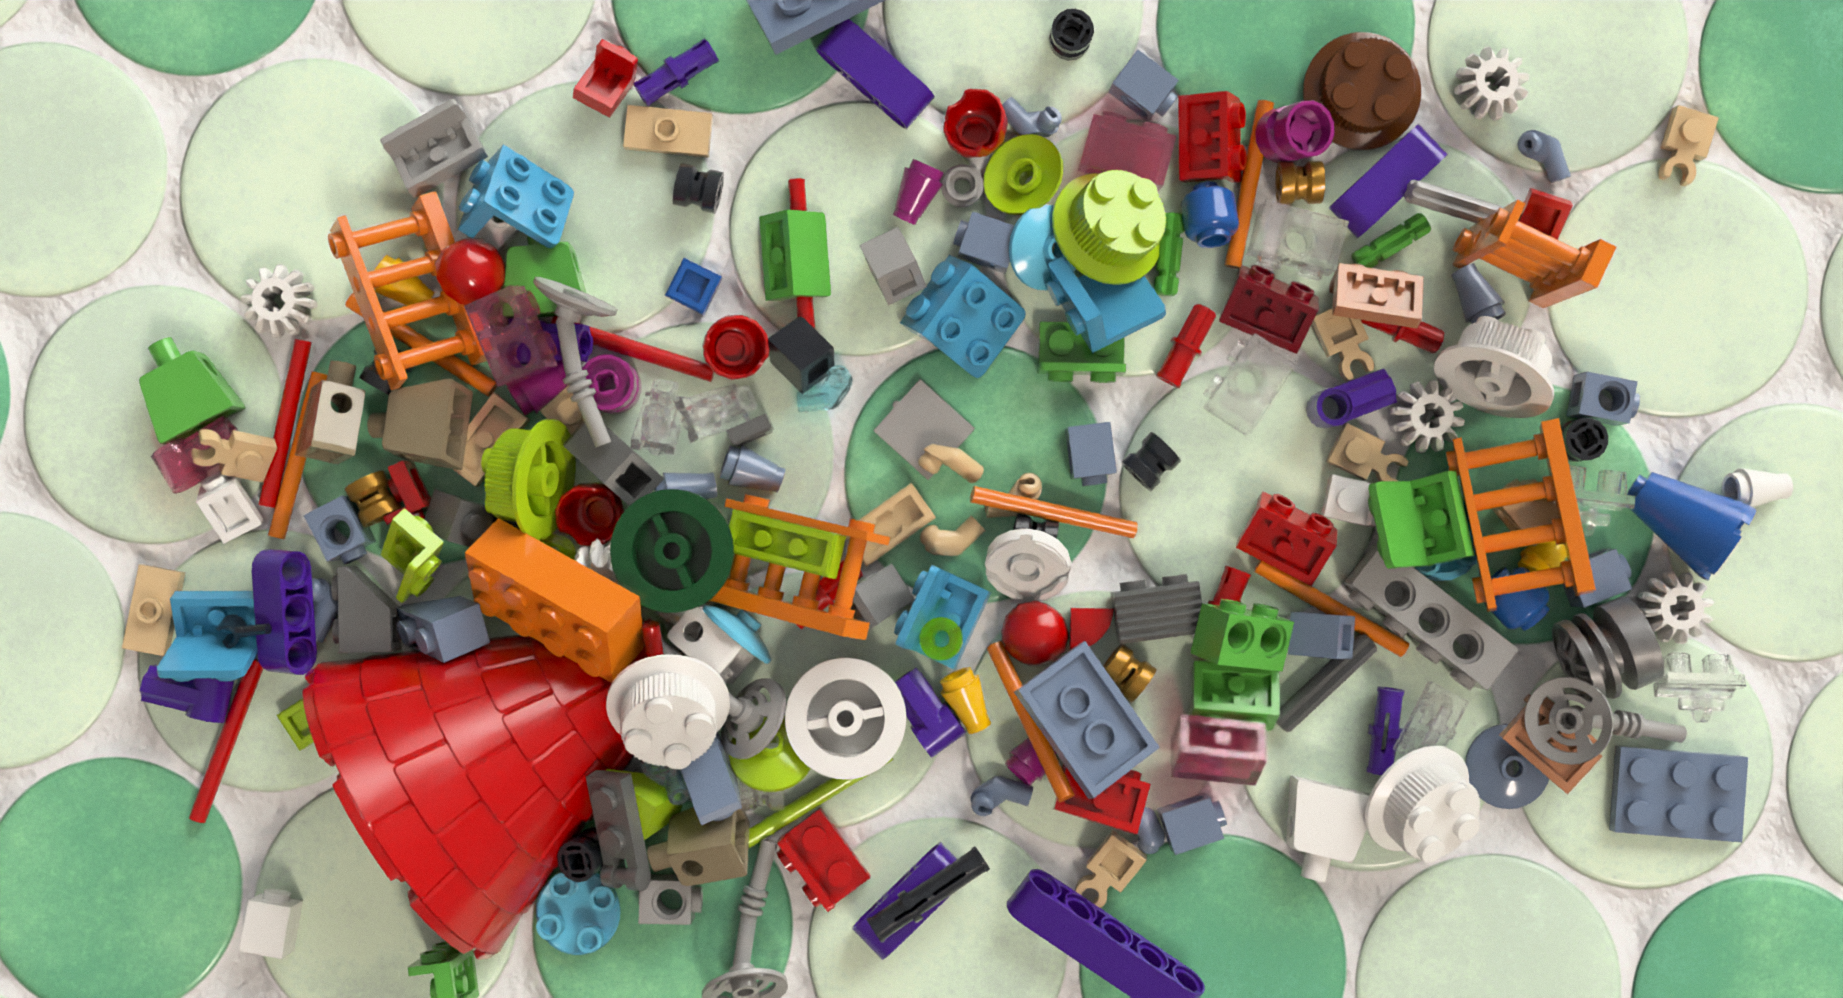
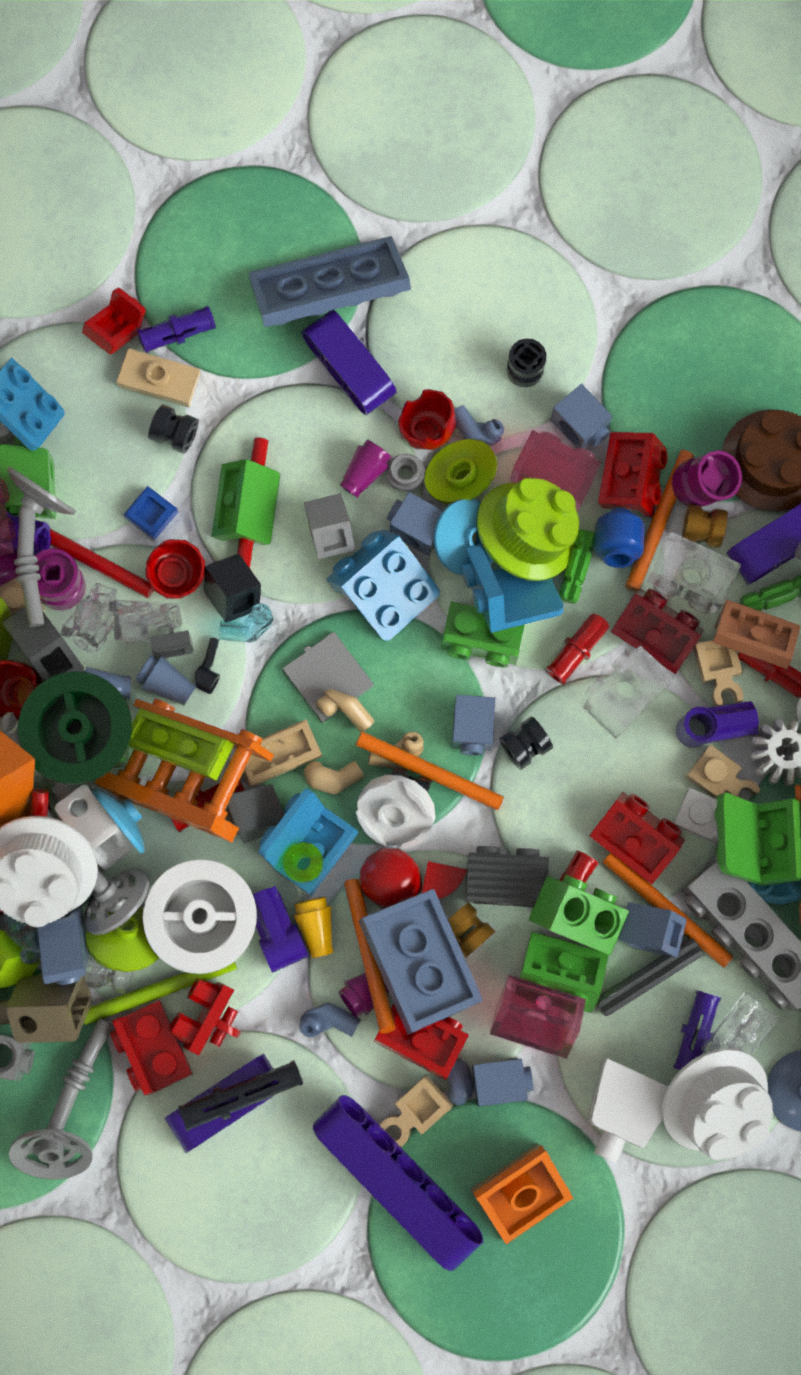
camera: 15 degrees right, 10 degrees down
(793, 458) = (204, 677): none -> black hand
(879, 821) = (196, 1033): none -> red hips
(1232, 929) = (522, 1193): none -> orange slope

